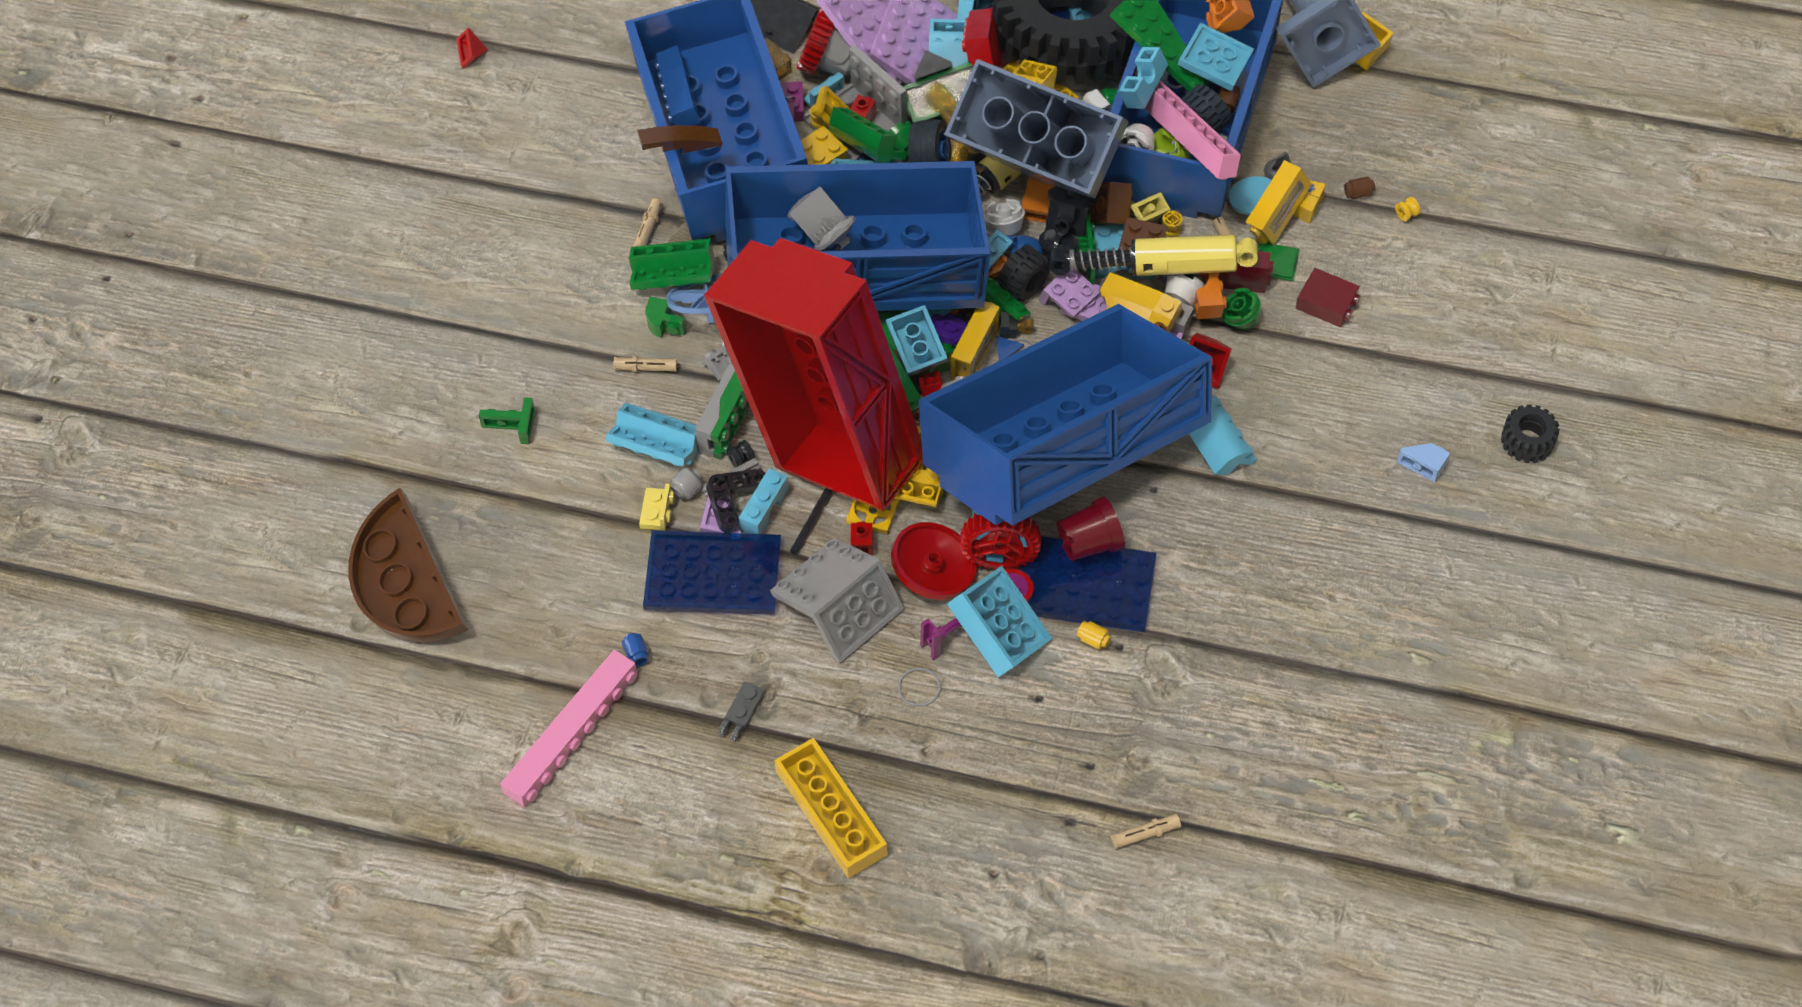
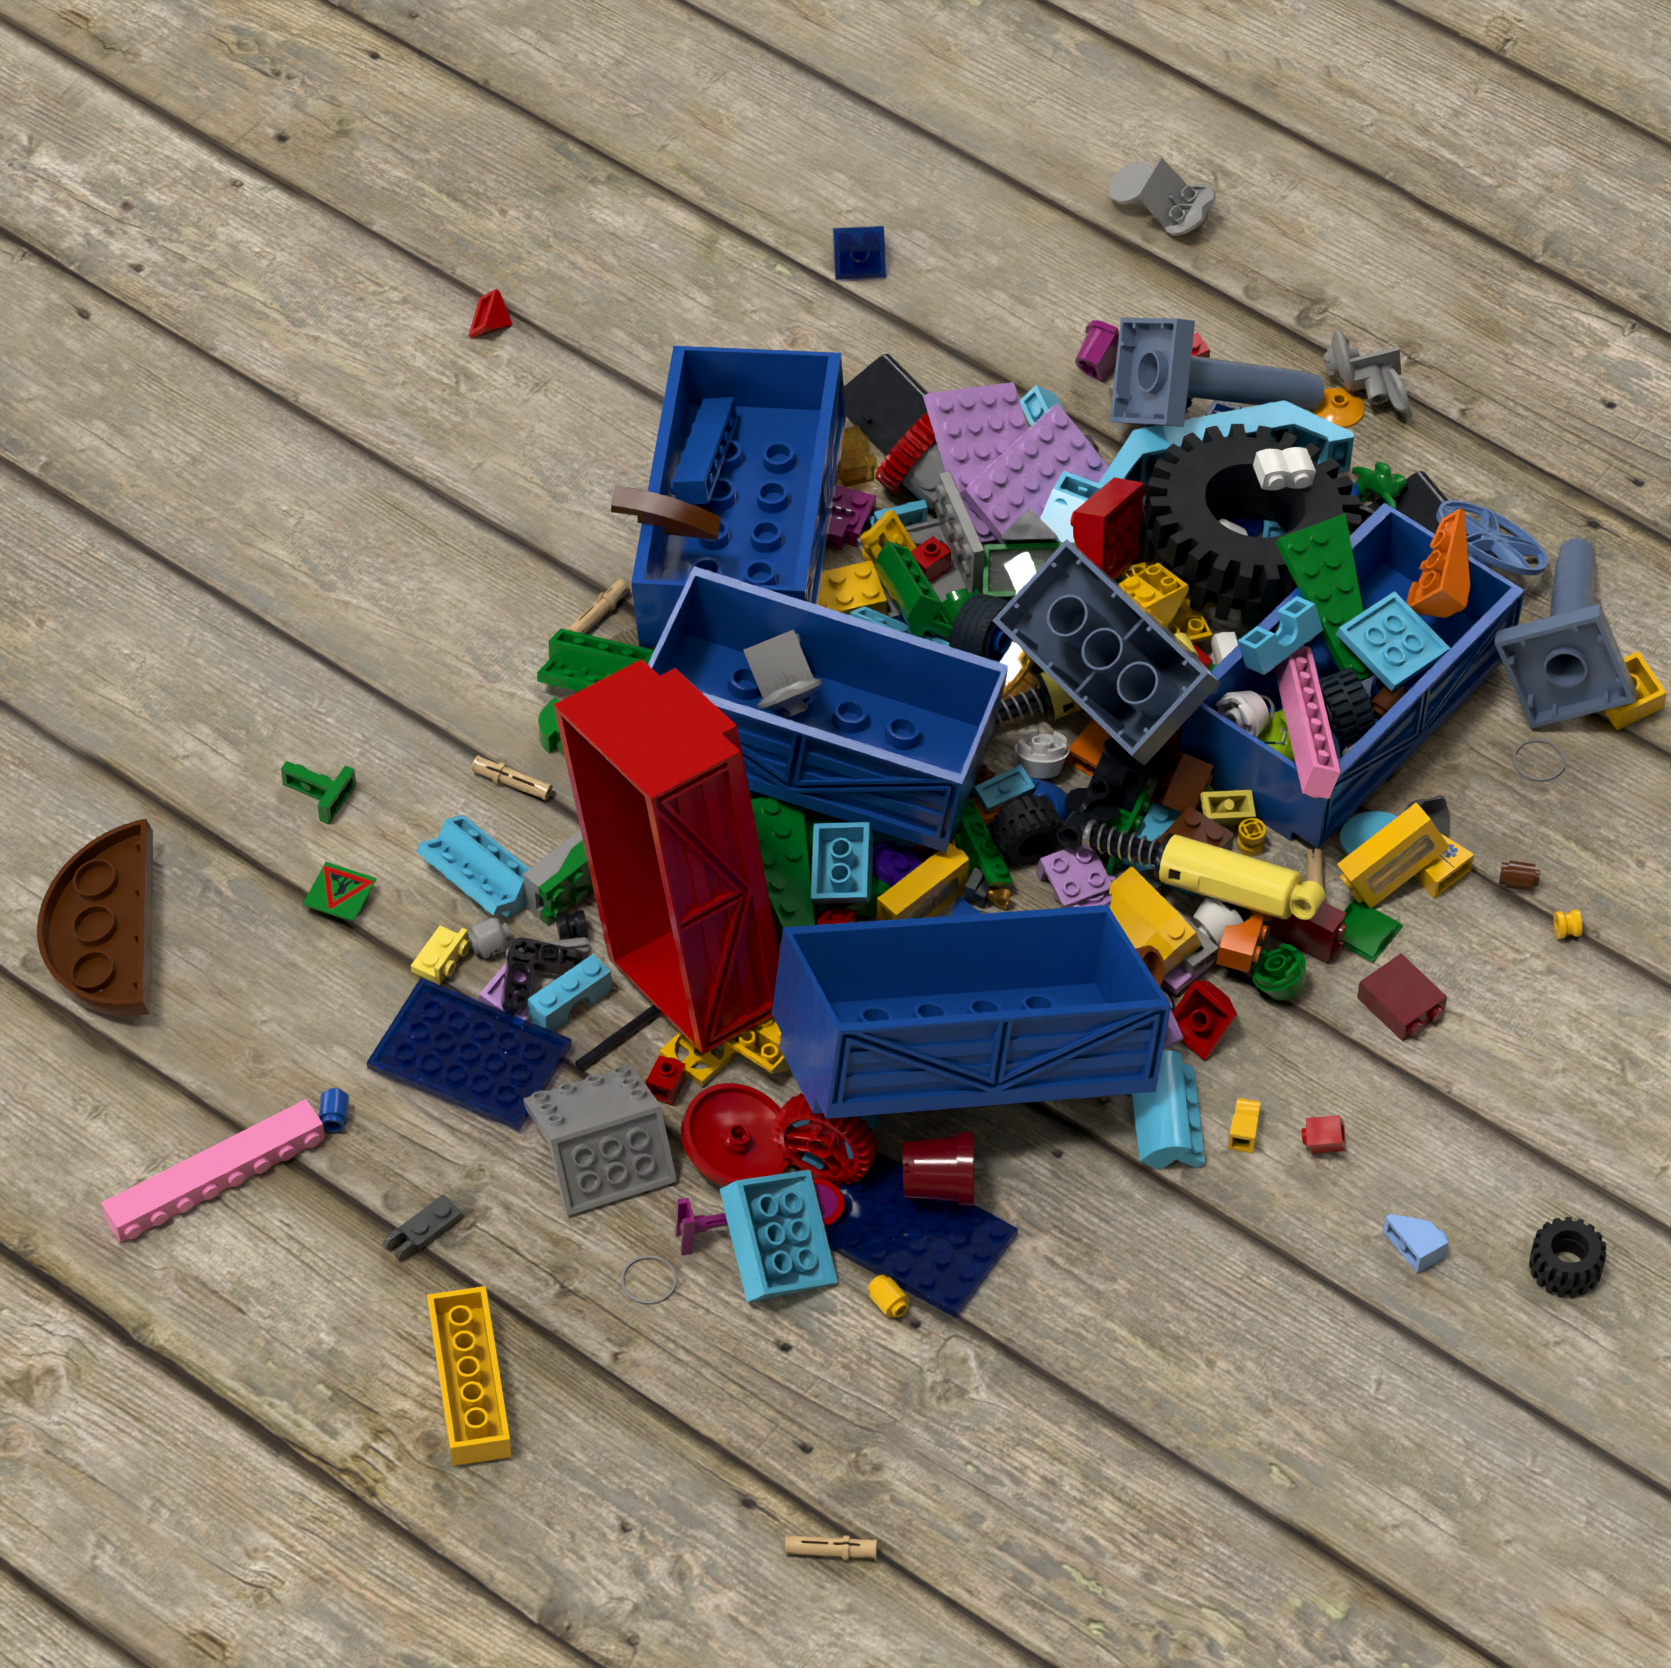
camera: 20 degrees right, 5 degrees down
(562, 489) = (340, 891): none -> green piece
(1270, 423) = (1244, 1125): none -> yellow leg
(1323, 120) = (1533, 778): none -> light grey piece
(1328, 409) = (1324, 1134): none -> brick

